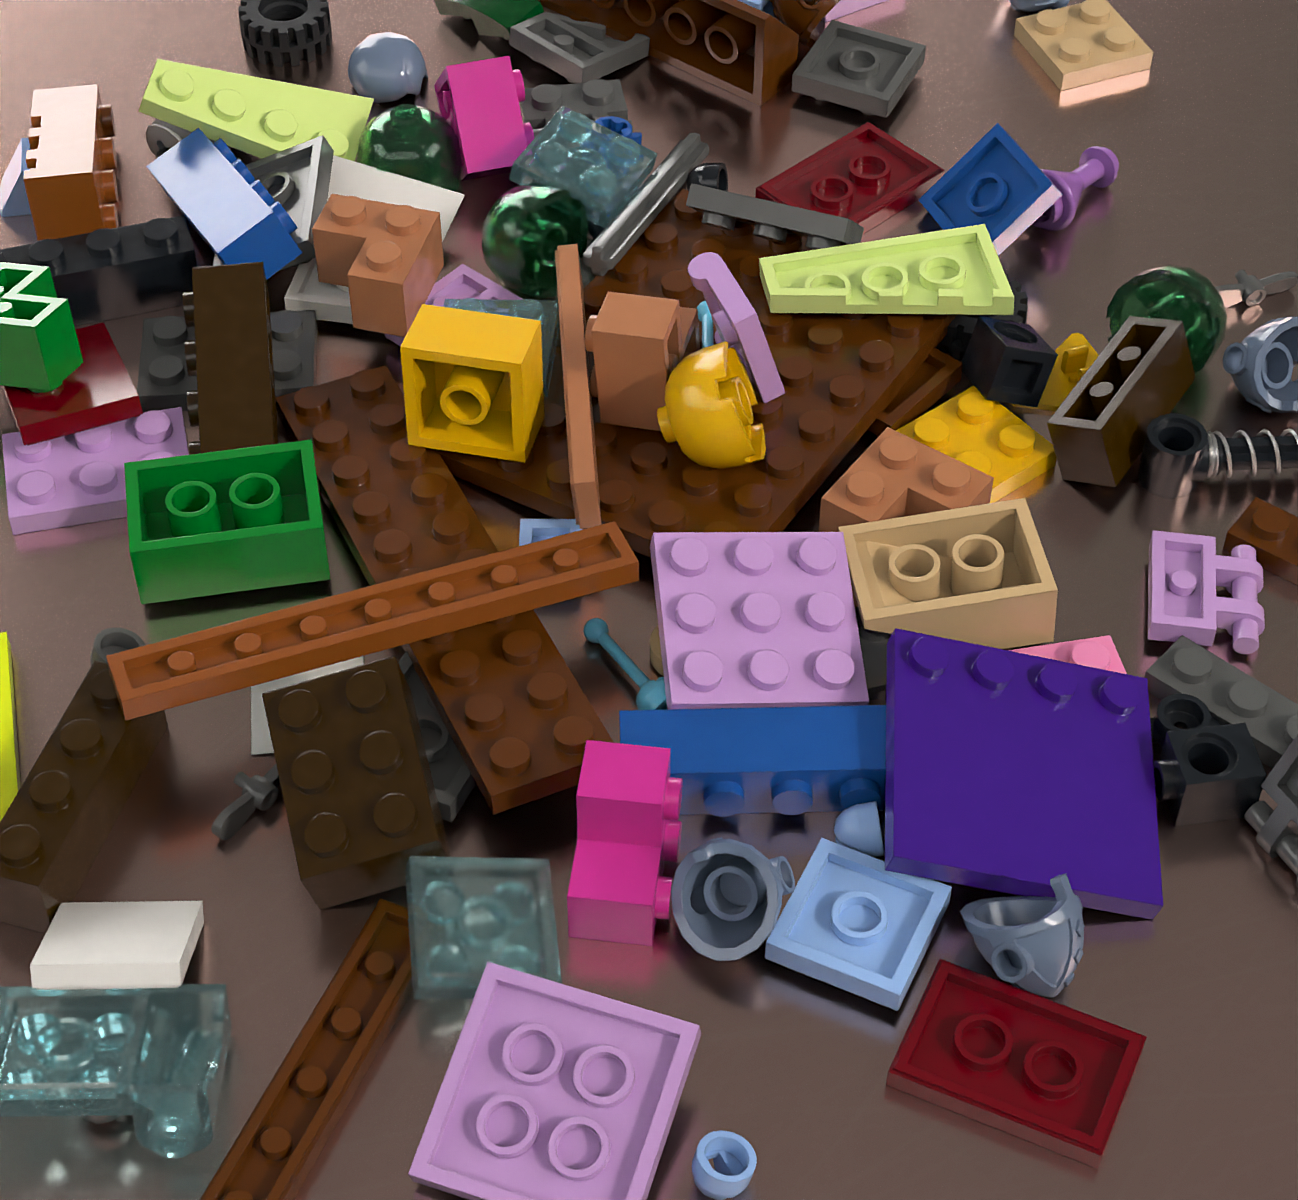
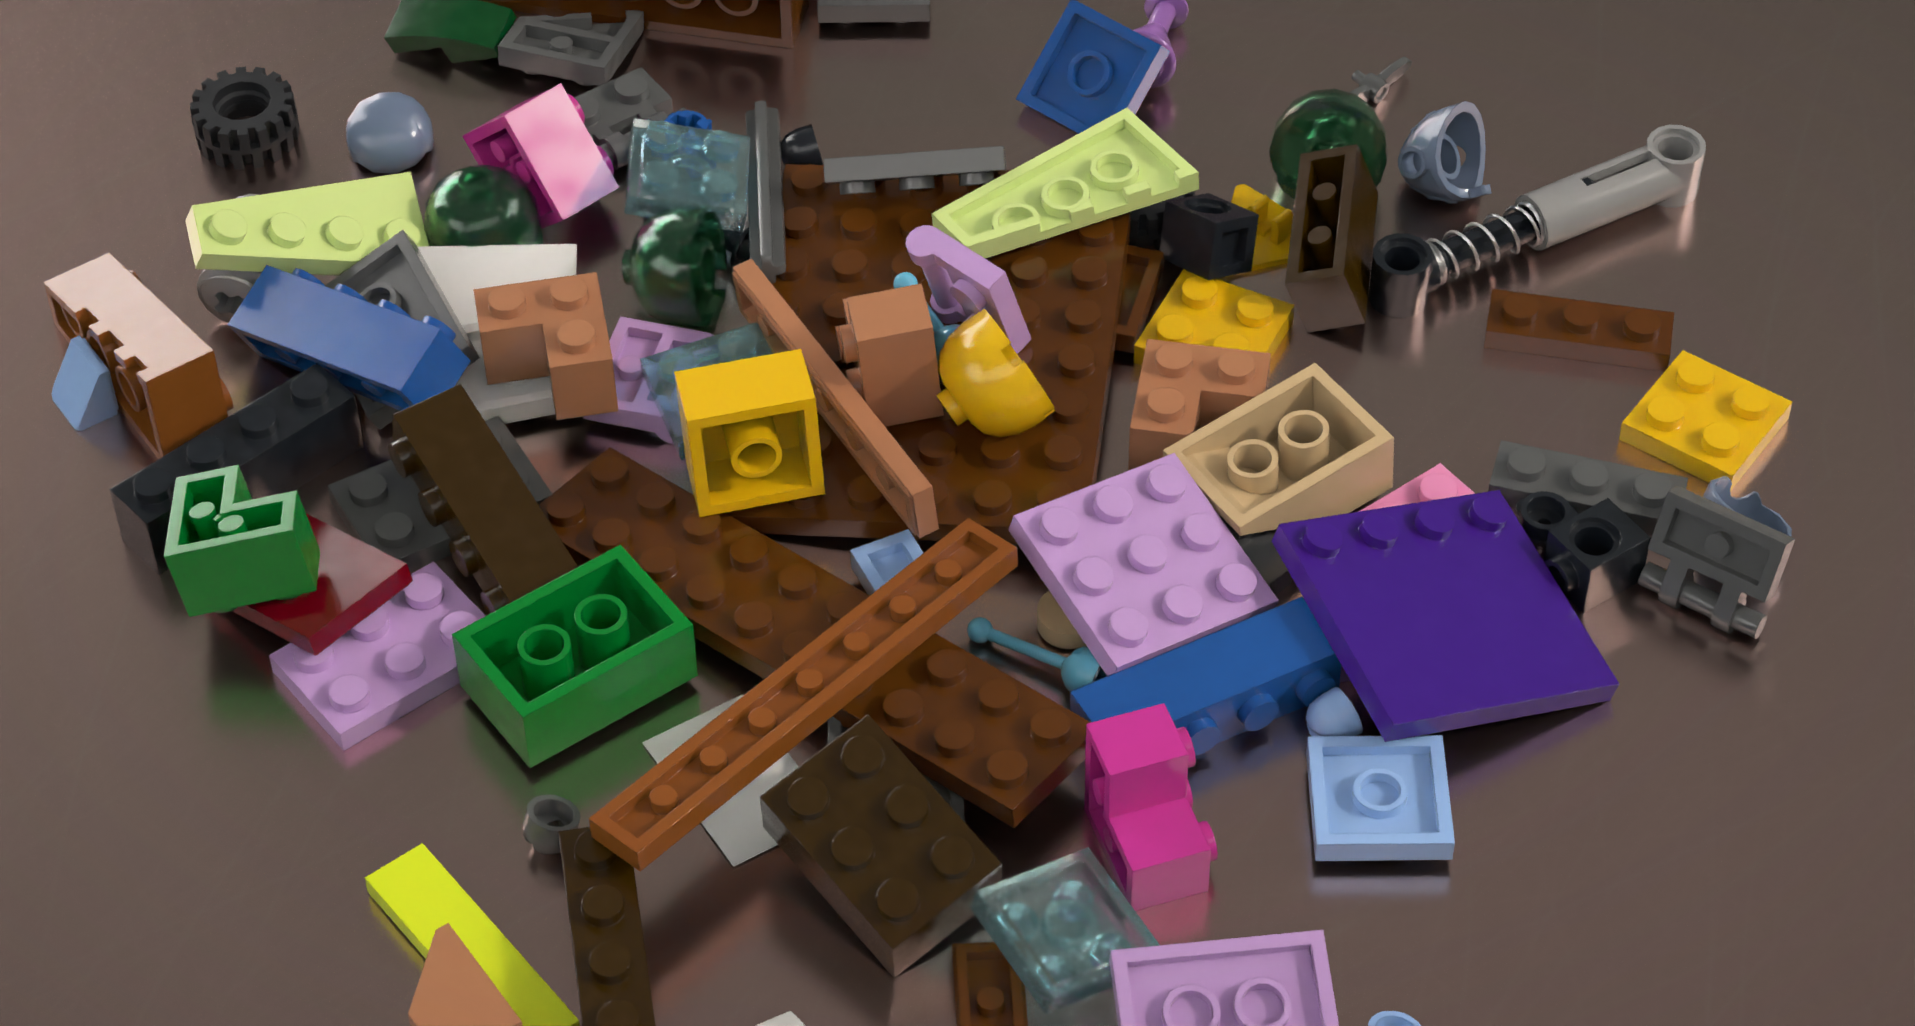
camera: 25 degrees left, 0 degrees up
(256, 793) = (770, 899): dark grey piece -> none
(729, 897) = (1267, 819): sand blue helmet -> none
(856, 178) = (938, 99): dark red tile -> none
(1017, 1062) = (1572, 861): dark red tile -> none
(1030, 938) = (1538, 767): sand blue helmet -> none
(1183, 591) = (1481, 402): lavender plate -> none

